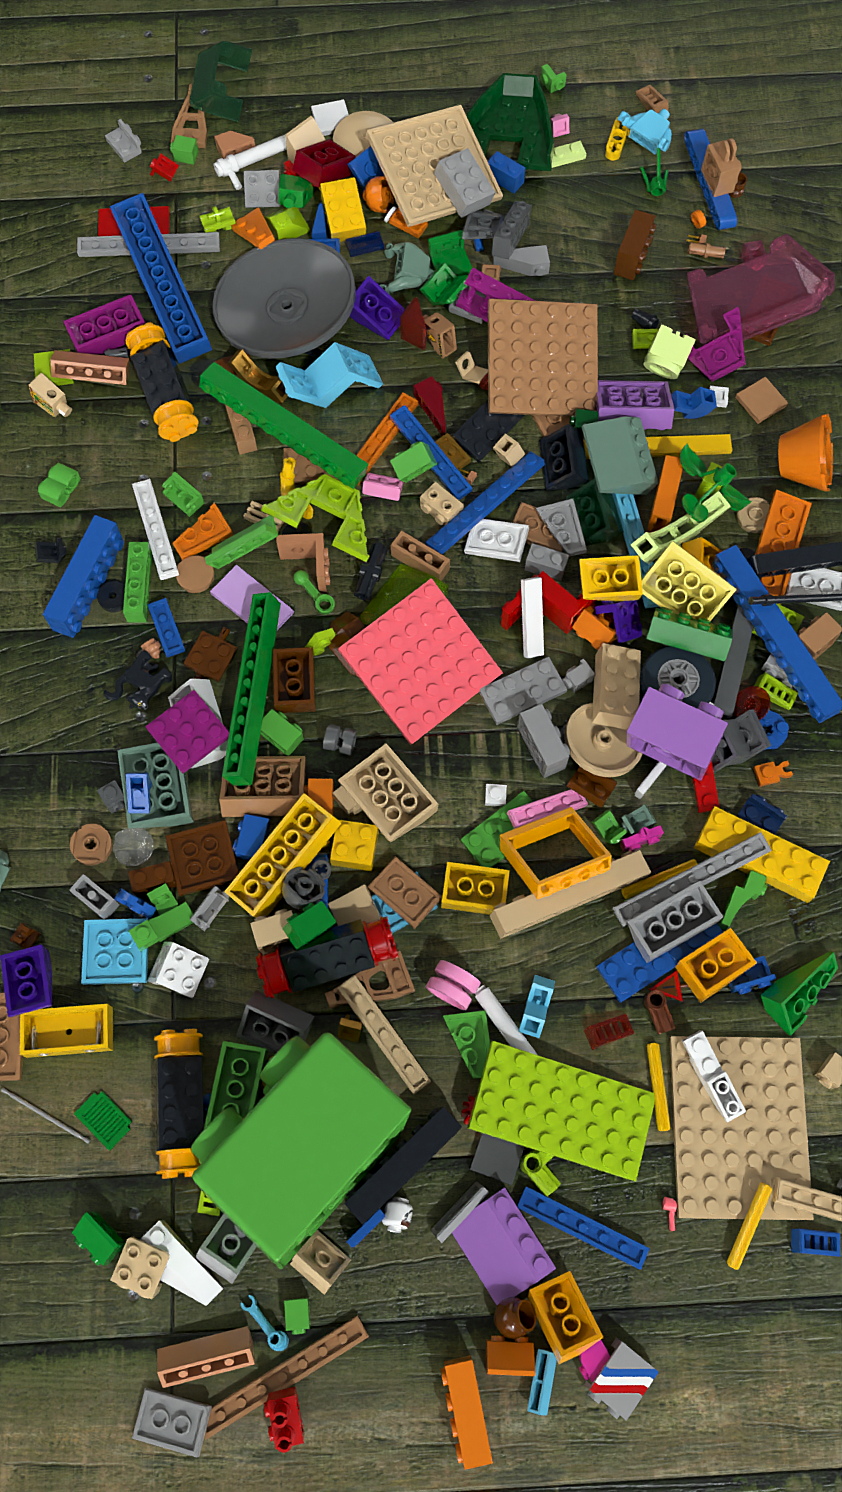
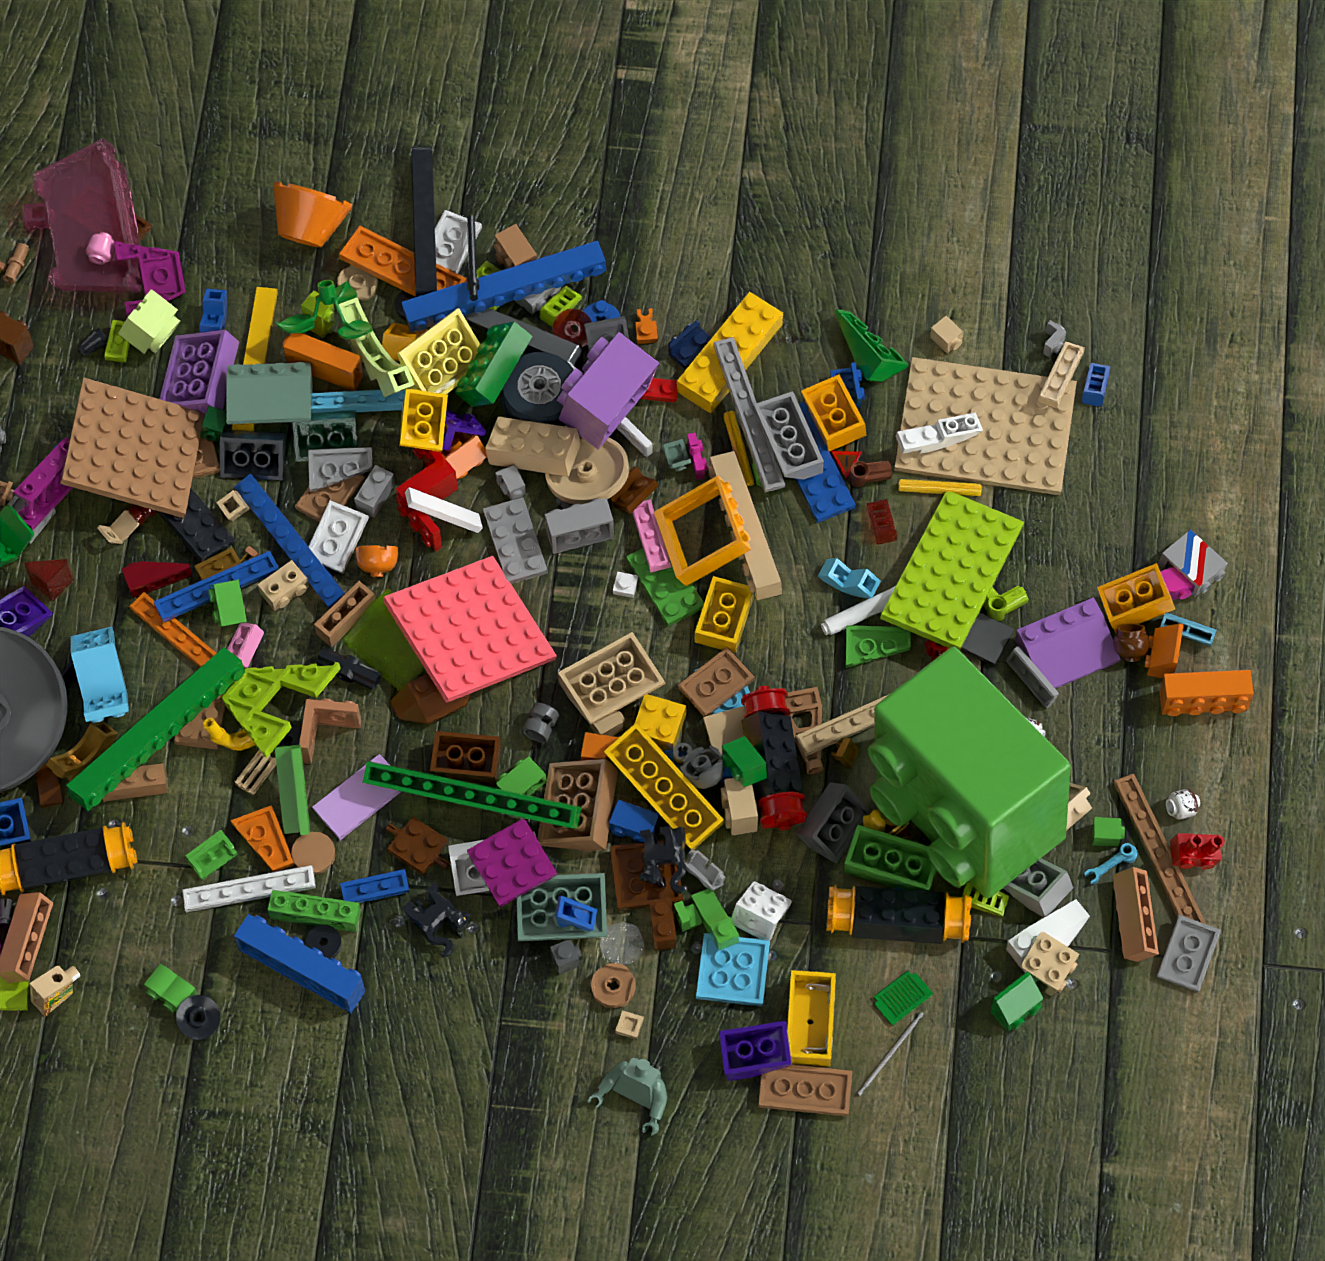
camera: 80 degrees left, 5 degrees down
(25, 936) = (702, 1061): reddish brown tile -> none
(26, 509) = (208, 1013): none -> black dish
(49, 551) = (255, 1002): black bracket -> none
(53, 864) = (629, 1025): none -> tan plate
(94, 897) = (674, 981): light grey brick -> none
(135, 903) = (687, 938): blue plate -> none
(152, 648) = (395, 904): nougat plate -> none
(214, 868) = (666, 853): none -> black animal
(302, 578) = (342, 740): bright green piece -> none
(321, 641) = (428, 721): lime plate -> none
(338, 1397) = (1182, 804): none -> white head
(440, 334) = (68, 548): medium nougat torso -> none
(453, 985) = (819, 647): bright pink wheel -> none
(478, 574) = (376, 559): none -> orange cylinder
(583, 1228) = (1060, 573): blue plate -> none
(608, 828) = (680, 483): bright green bracket -> none
(670, 1205) = (1049, 496): coral hand -> none
(721, 395) = (206, 283): white plate -> none
(731, 300) = (100, 248): none -> bright pink head
(749, 1225) = (1075, 432): yellow axle -> none
(752, 888) = (761, 367): bright green slope -> none
(761, 400) = (220, 248): medium nougat tile -> none

